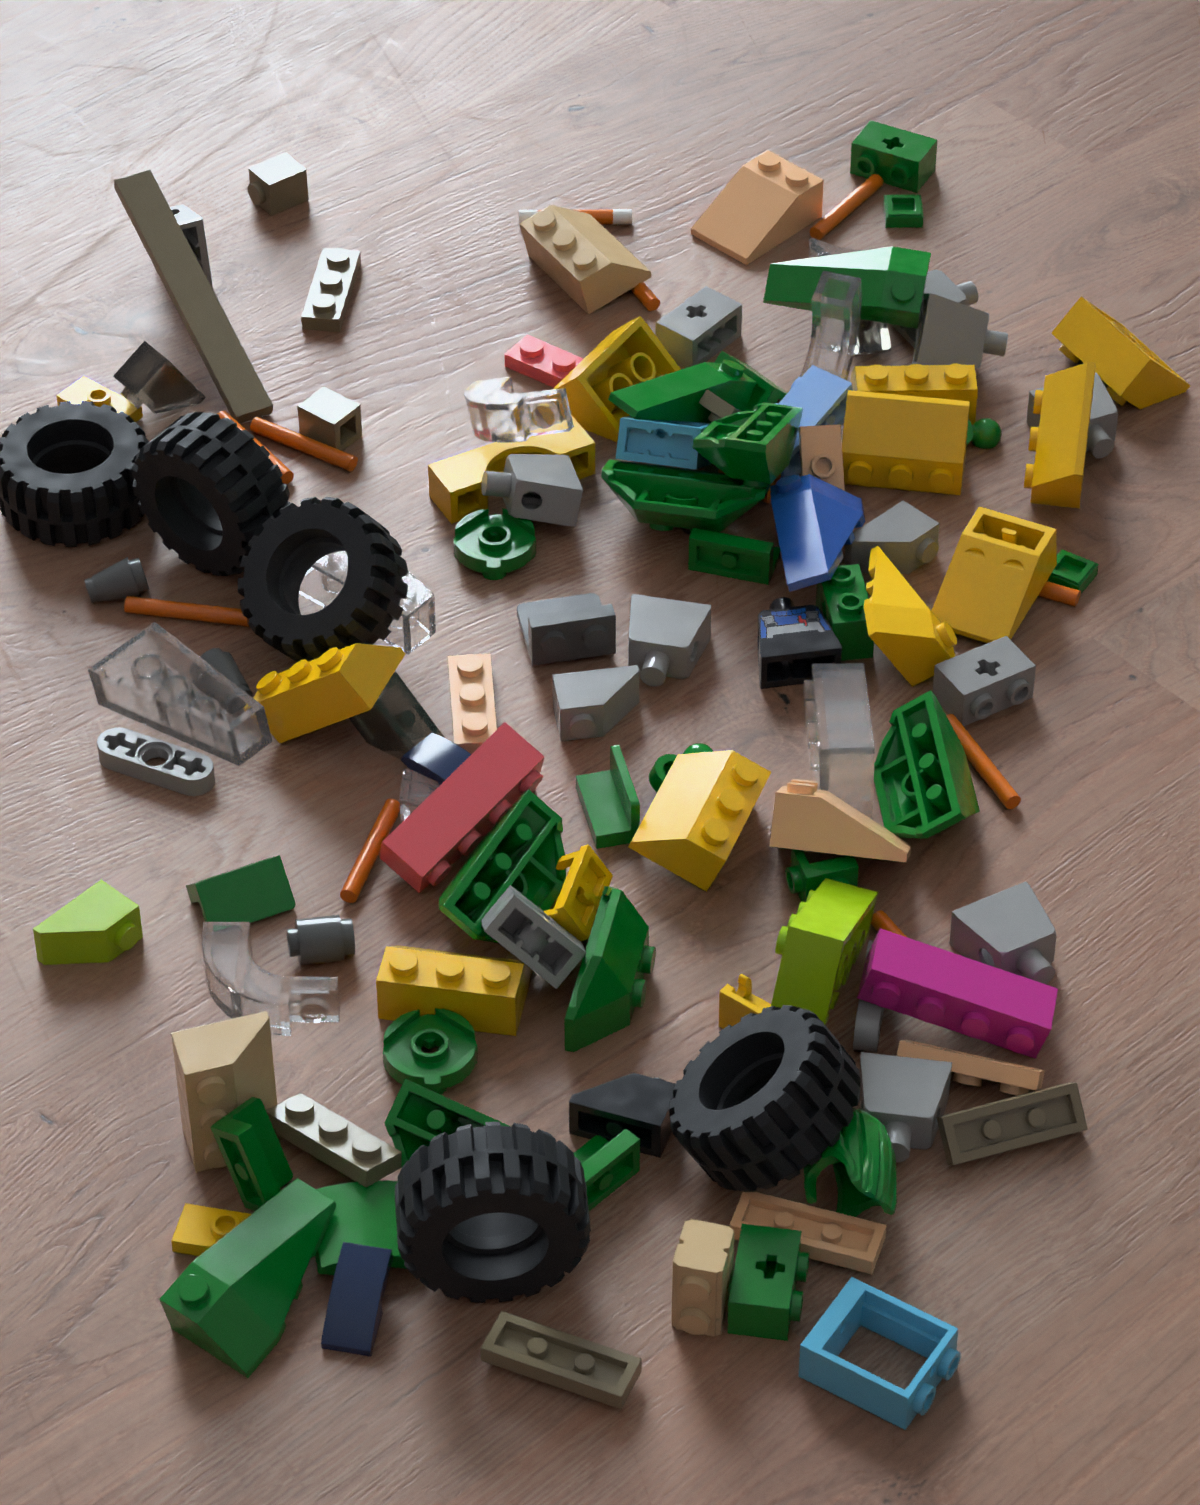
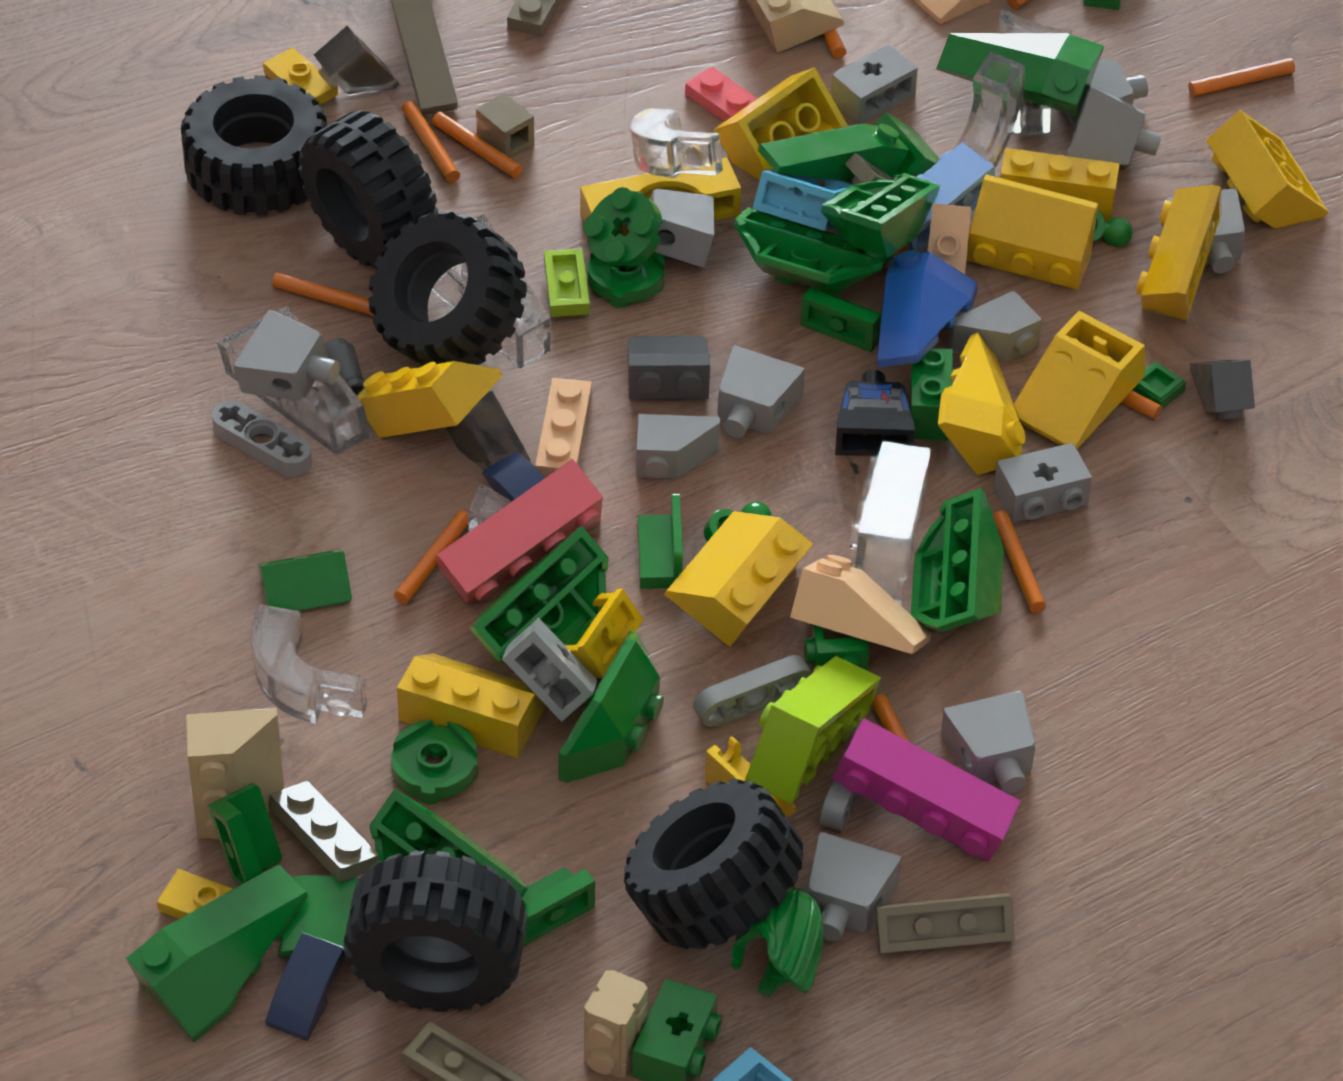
camera: 10 degrees right, 5 degrees up
(89, 928) = (159, 591): lime slope -> none
(117, 581) = (271, 256): dark grey cone -> none
(169, 672) = (284, 359): none -> light grey torso
(321, 939) = (363, 637): dark grey brick -> none
(436, 561) = (566, 282): none -> lime plate
(472, 482) = (606, 220): none -> green plate
(621, 1104) = (592, 845): black slope -> none
(744, 929) = (734, 697): none -> light grey beam
(824, 1234) = (740, 997): light nougat plate -> none
(972, 1068) = (925, 863): light nougat plate -> none
(1065, 272) = (1241, 77): none -> orange bar
(1140, 561) = (1224, 386): none -> dark grey slope

